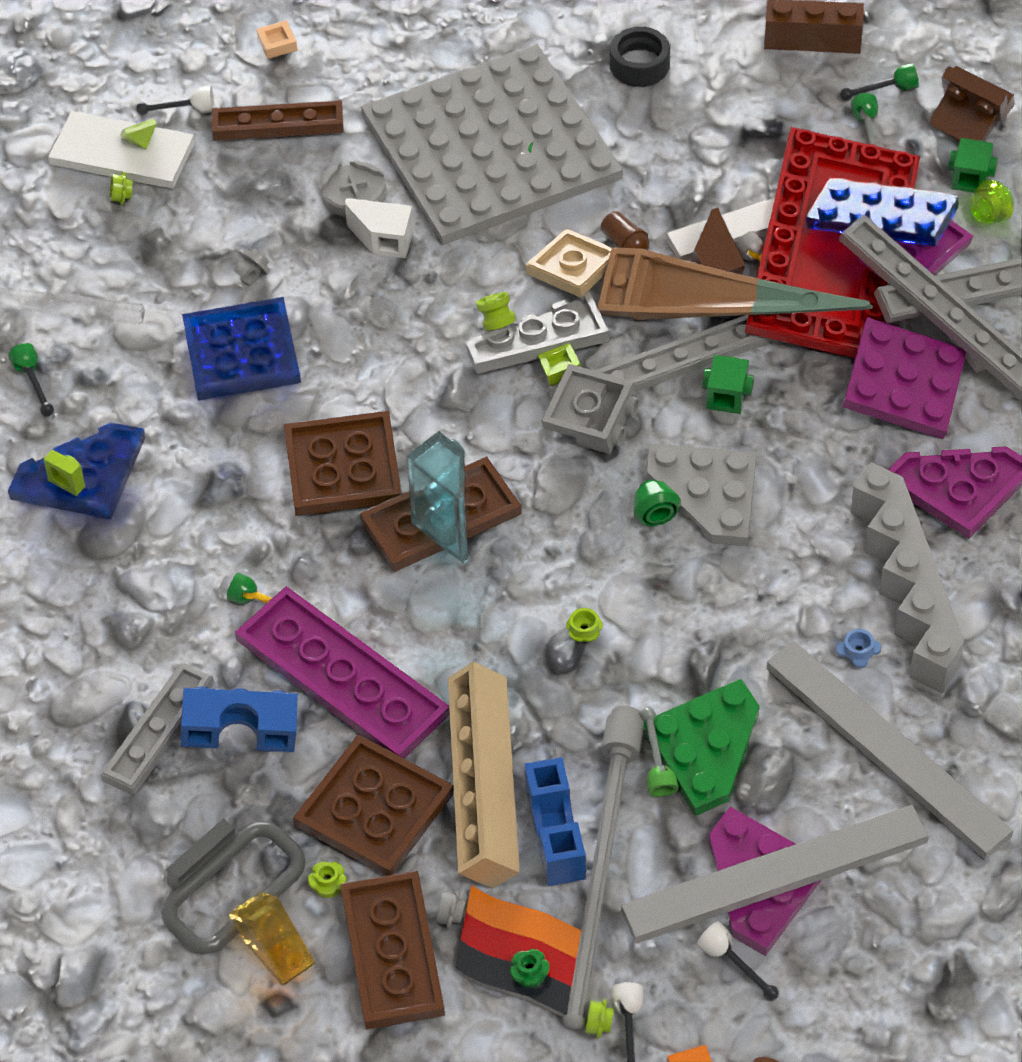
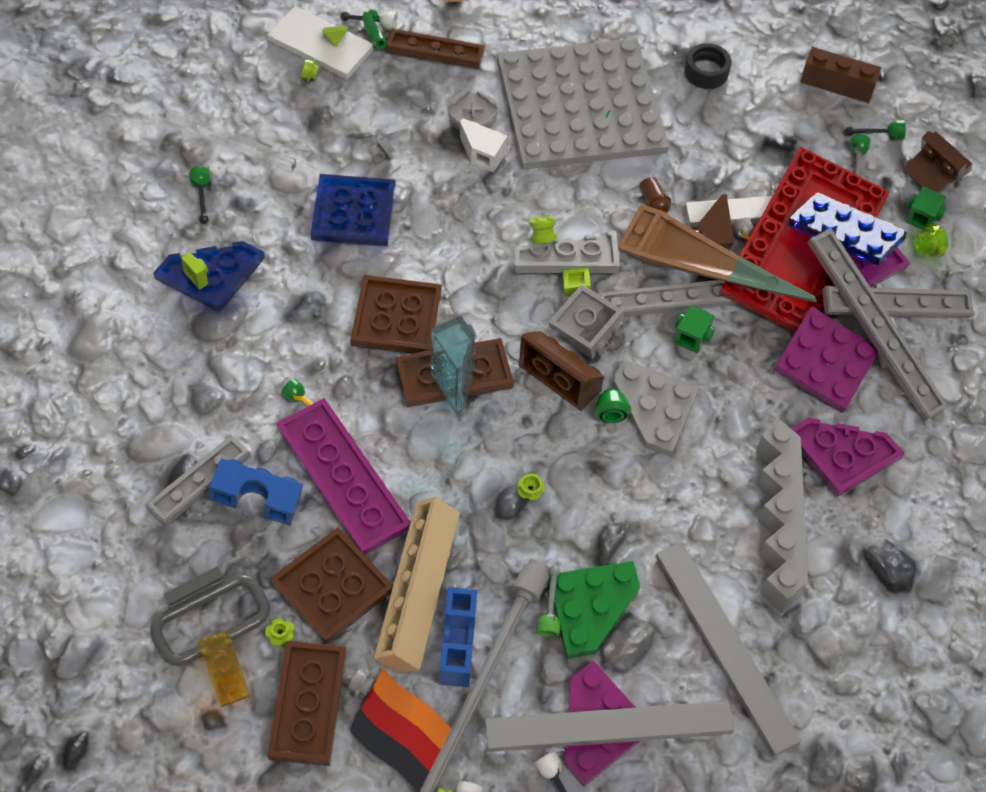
camera: 10 degrees right, 5 degrees up
(186, 117) = (372, 29): none -> green arm
(533, 976) = (408, 753): green plate -> none
(570, 263) = (609, 207): tan plate -> none
(574, 475) = (559, 369): none -> reddish brown slope
(858, 639) = (731, 553): medium blue plate -> none

